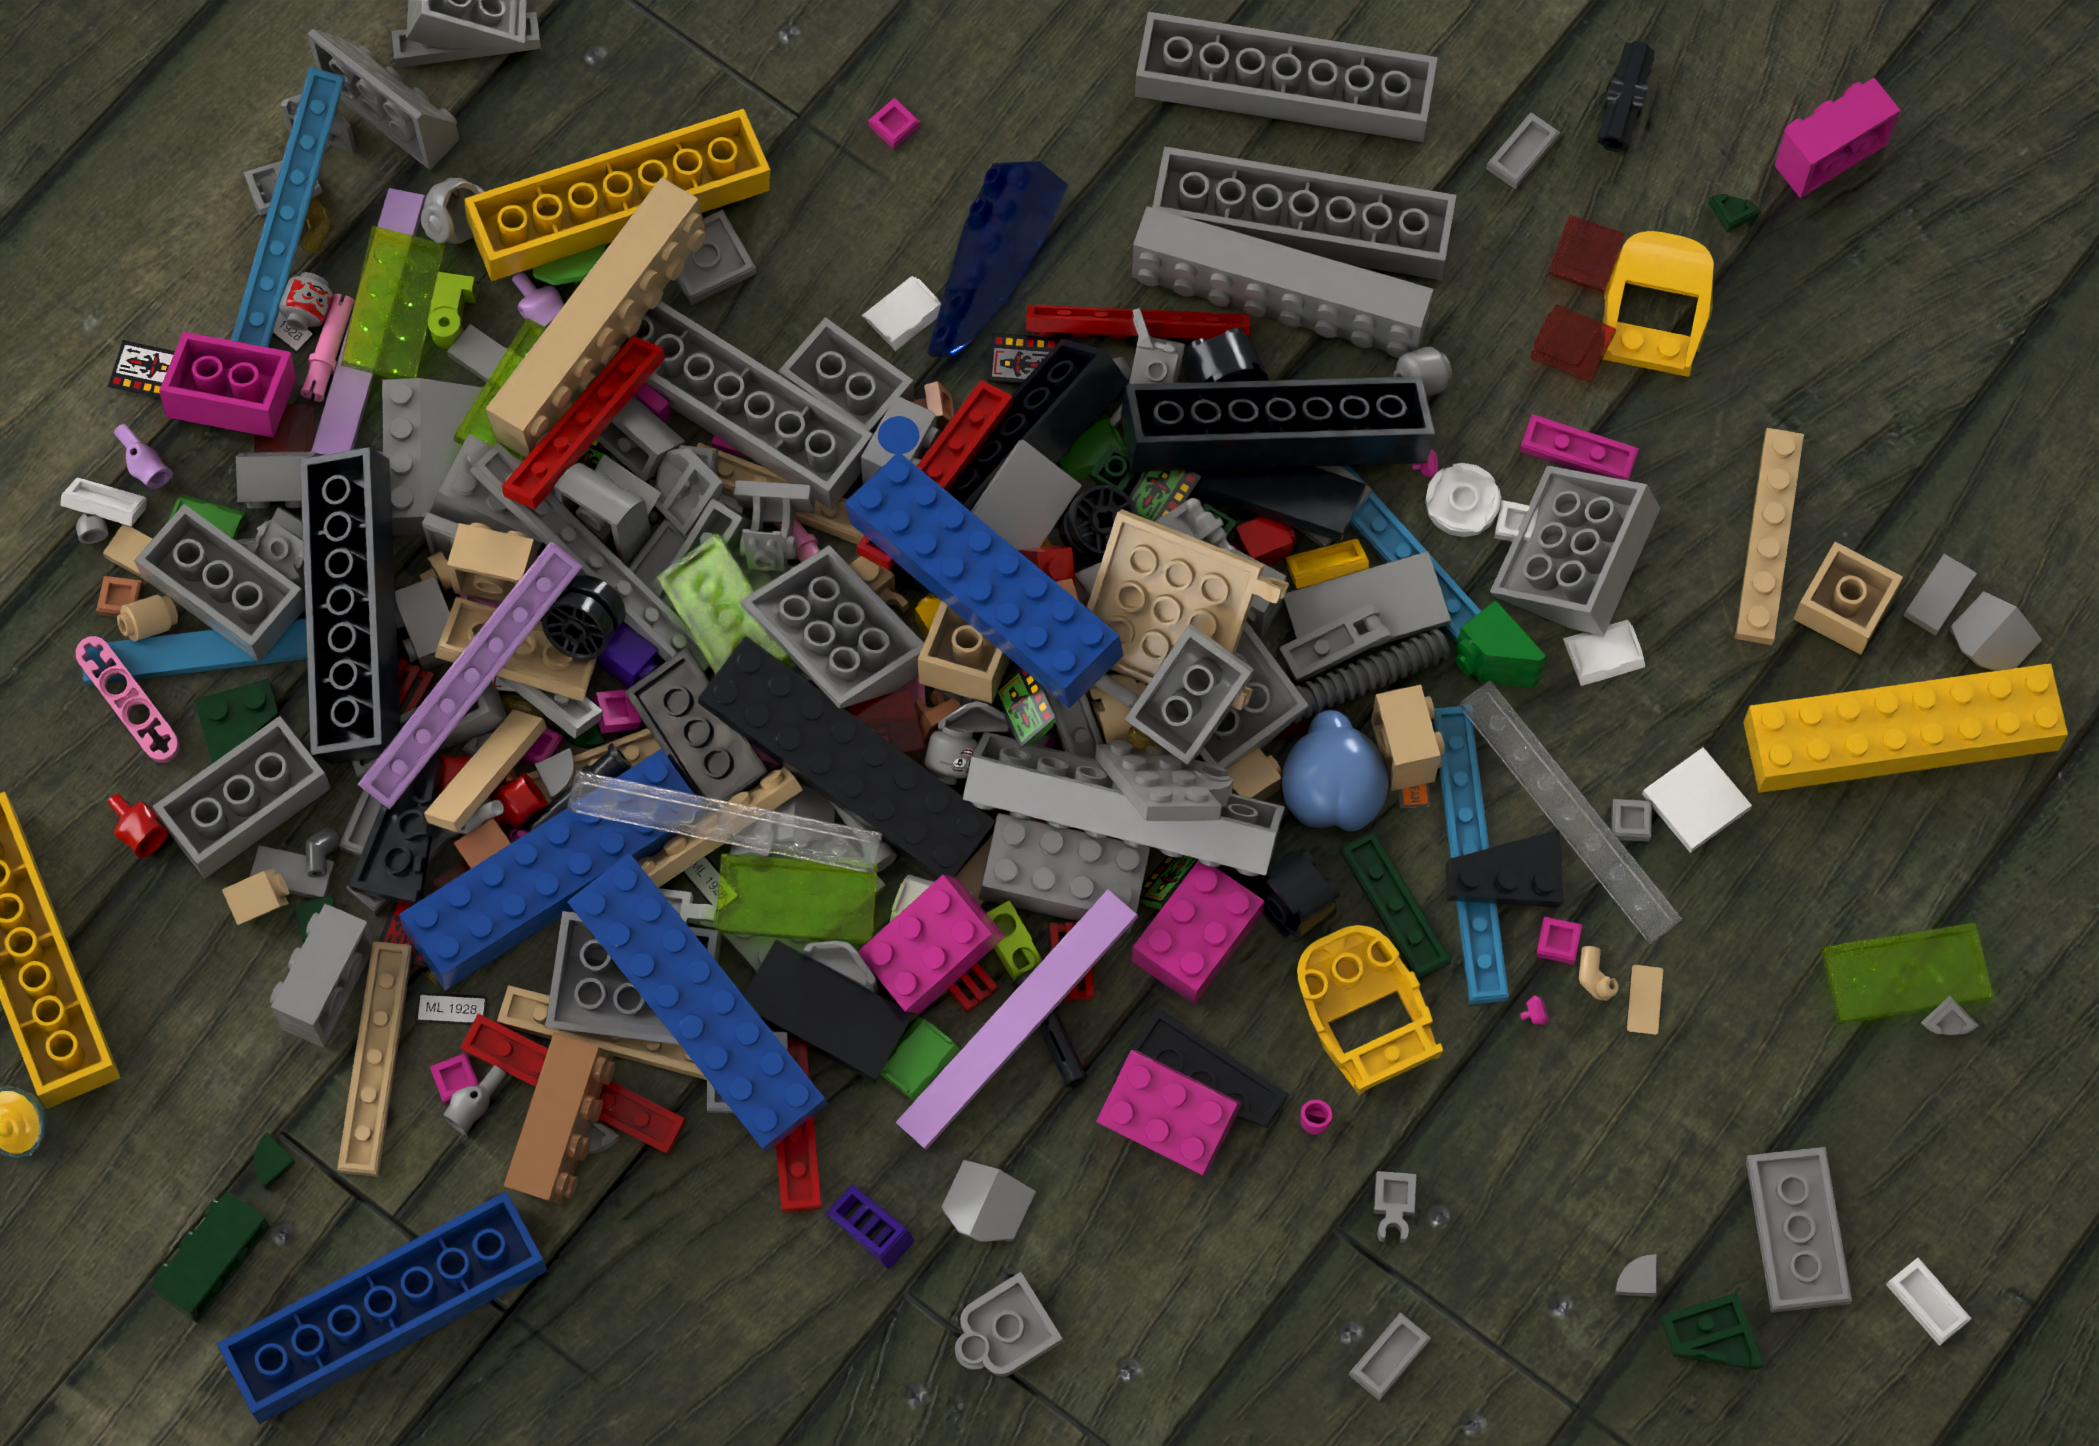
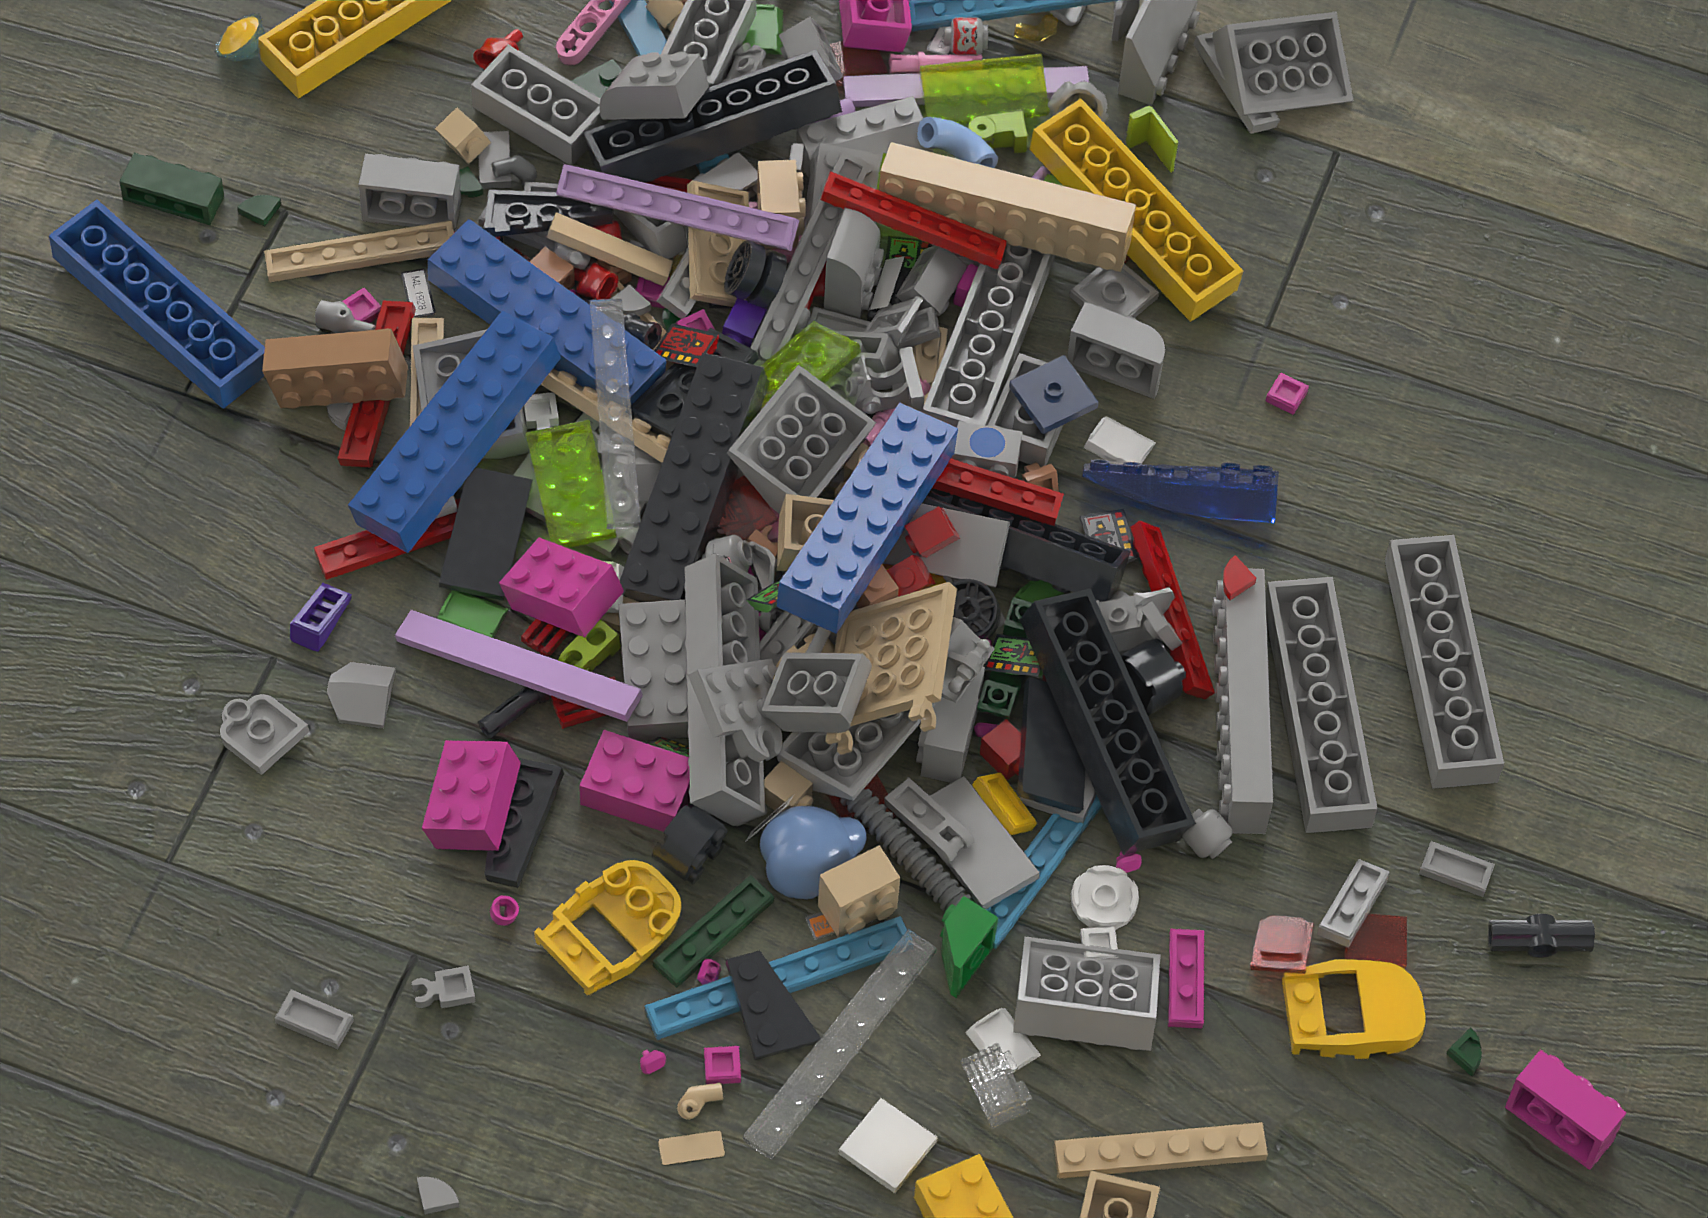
camera: 70 degrees right, 10 degrees down
(288, 654) = (655, 87): none -> light grey brick
(461, 350) = (955, 140): none -> light blue cylinder
(522, 142) = (1149, 127): none -> lime piece
(645, 723) = (686, 344): none -> piece
(798, 270) = (1117, 349): none -> light grey brick
(844, 960) = (529, 531): light grey slope -> none
(849, 350) = (1053, 394): none -> plate
(1012, 521) = (930, 532): none -> red brick
(1154, 235) = (1237, 578): none -> red tile
(1183, 334) = (1158, 626): none -> light grey plate
(1287, 796) = (769, 818): none -> white sticker
(1444, 923) = (709, 971): none -> dark pink rock
(1542, 259) = (1353, 903): none -> light grey tile
(1631, 819) = (851, 1097): light grey tile -> none
(1664, 669) = (996, 1086): none -> clear brick

